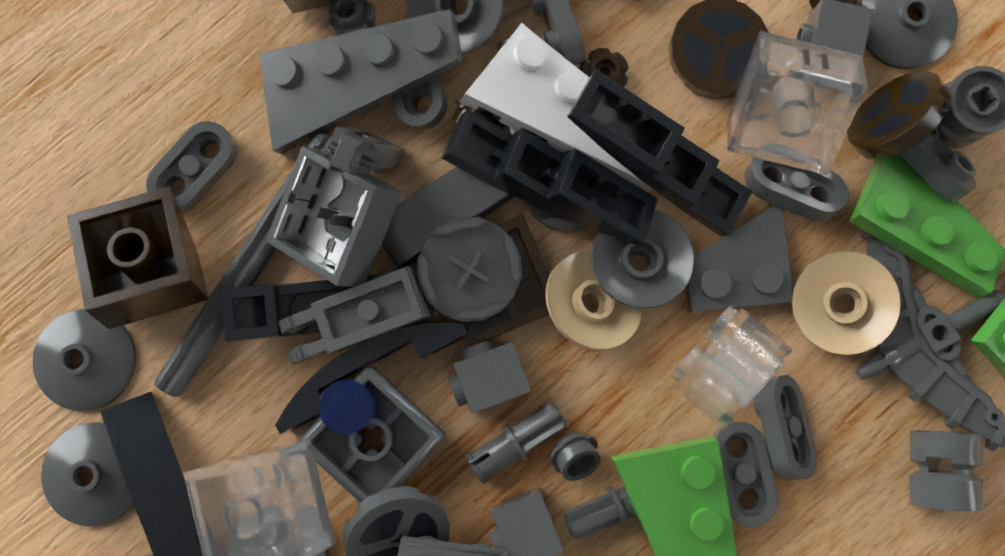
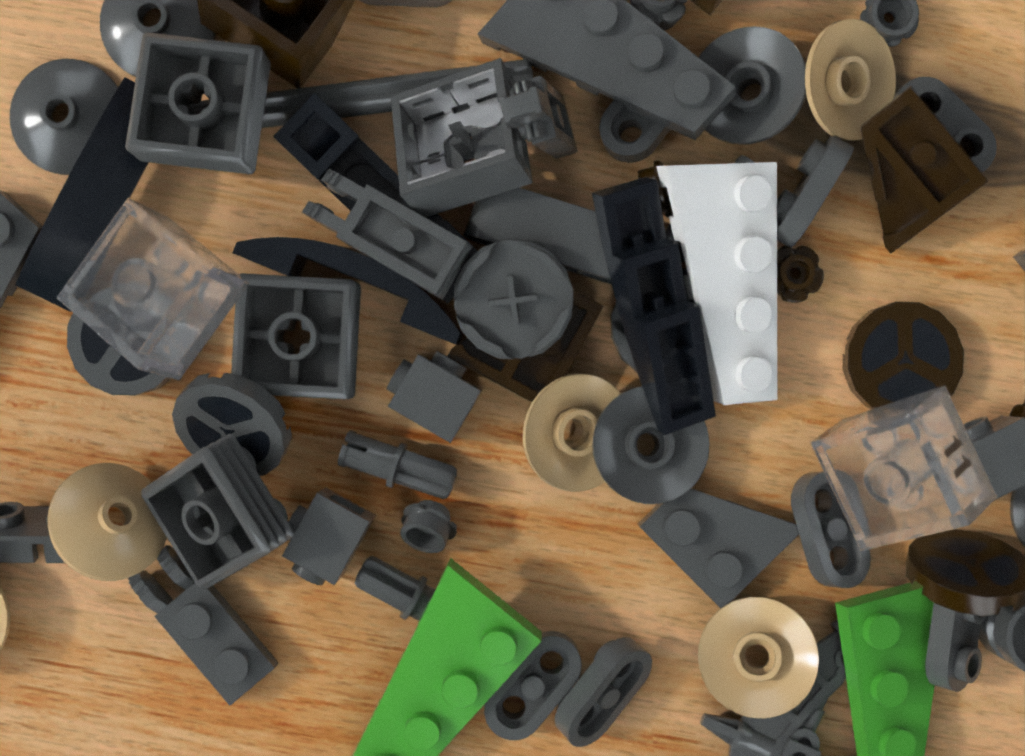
camera: 50 degrees right, 5 degrees up
(129, 372) = (176, 74): none -> dark grey brick
(346, 406) = (303, 292): clear blue tile -> none
(658, 153) = (756, 383): black slope -> none
(732, 368) = (616, 601): clear brick -> none

